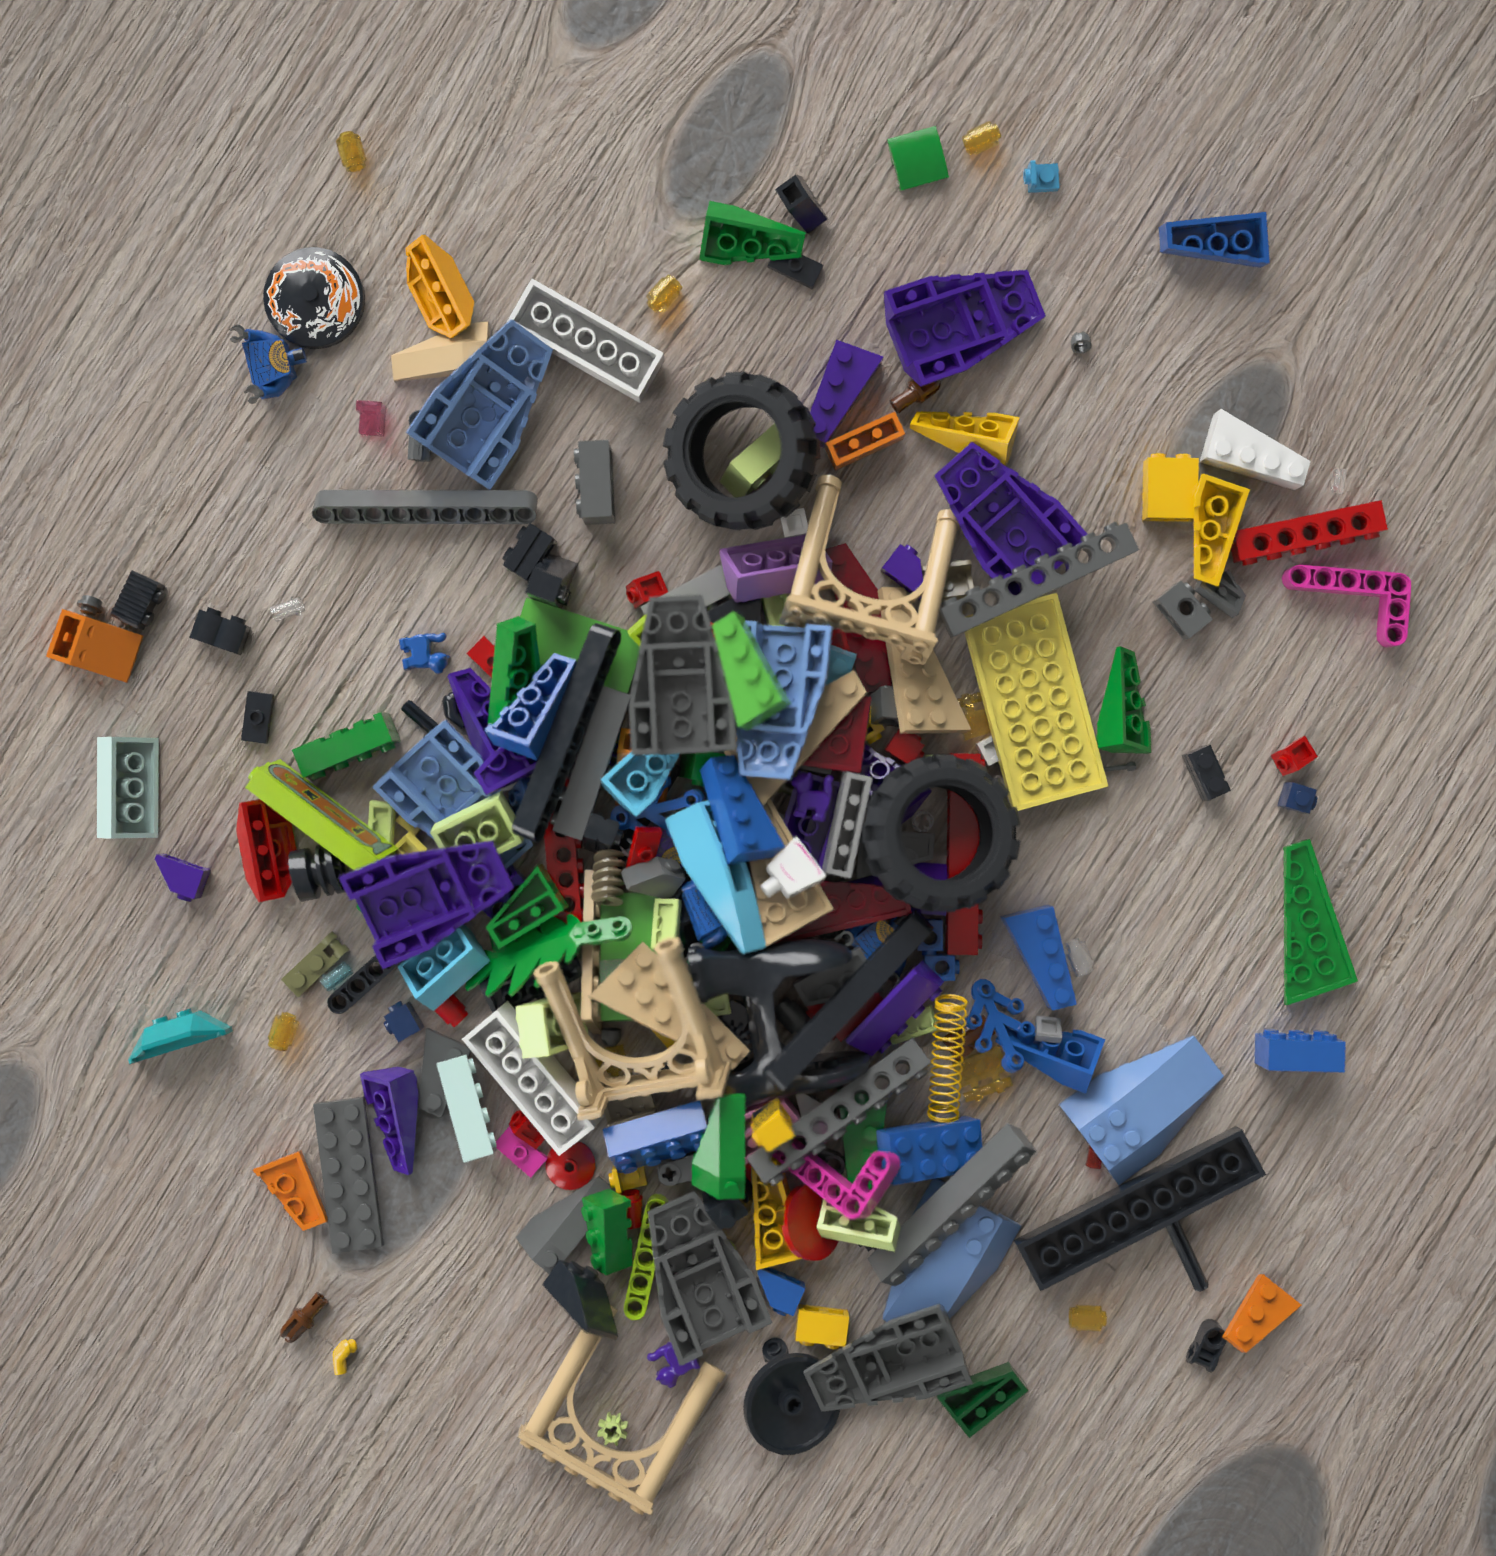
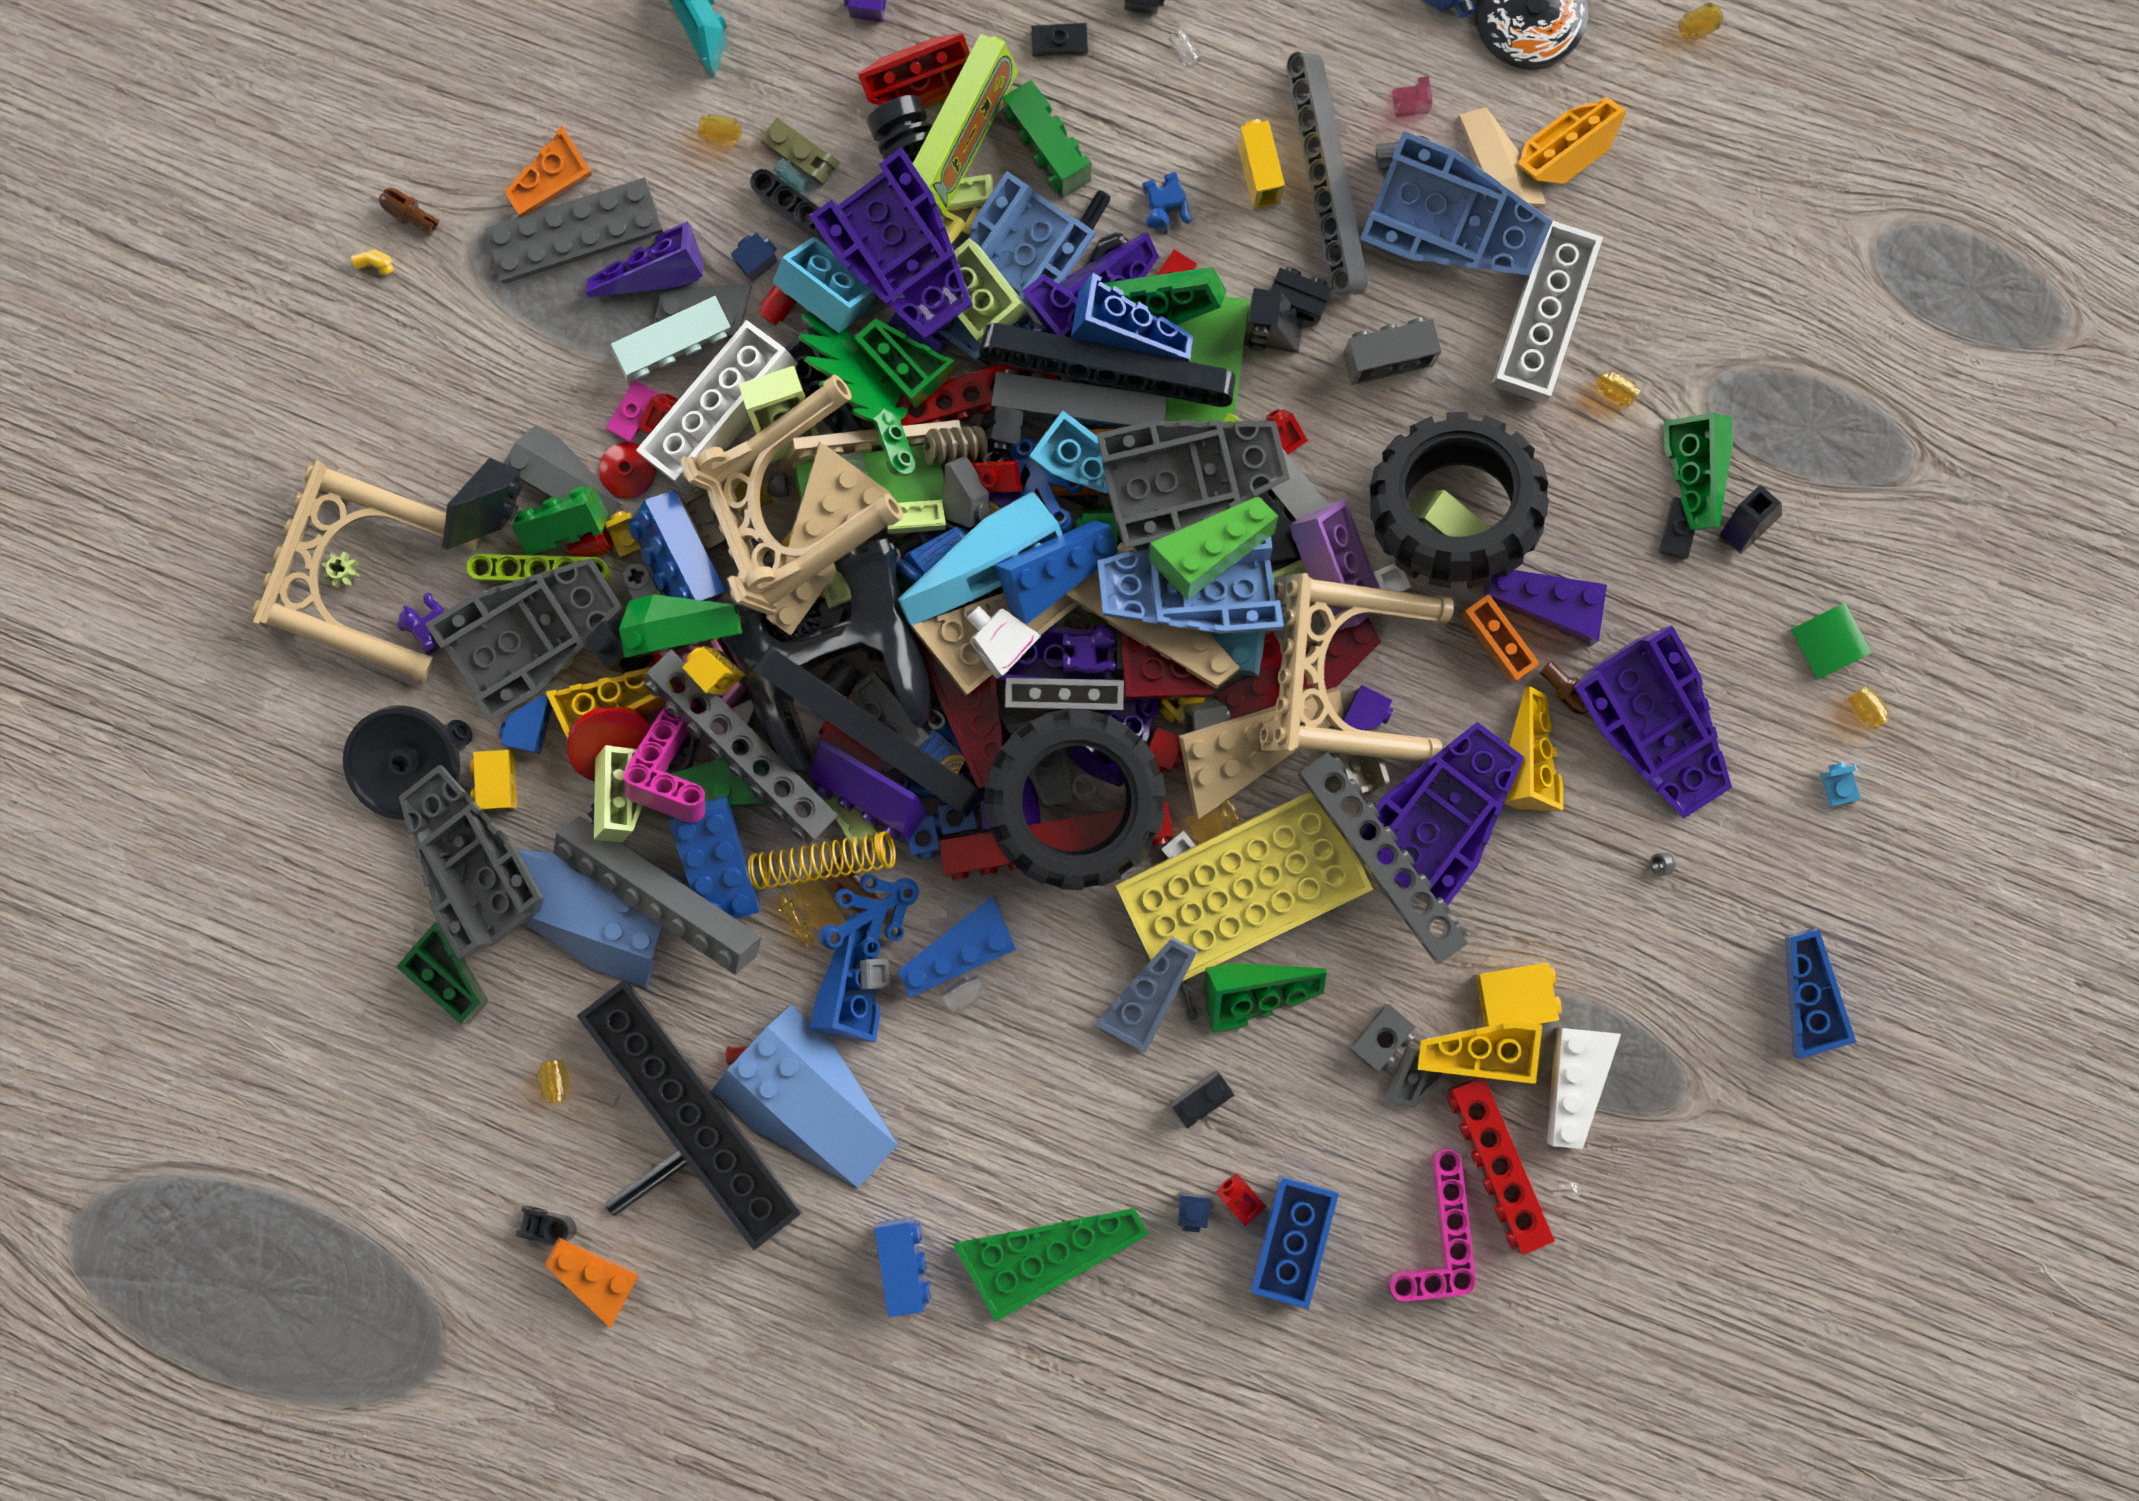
camera: 85 degrees right, 5 degrees down
(407, 563) = (1260, 164): none -> yellow brick
(1115, 803) = (1145, 1001): none -> sand blue wing
(1339, 718) = (1293, 1241): none -> blue brick

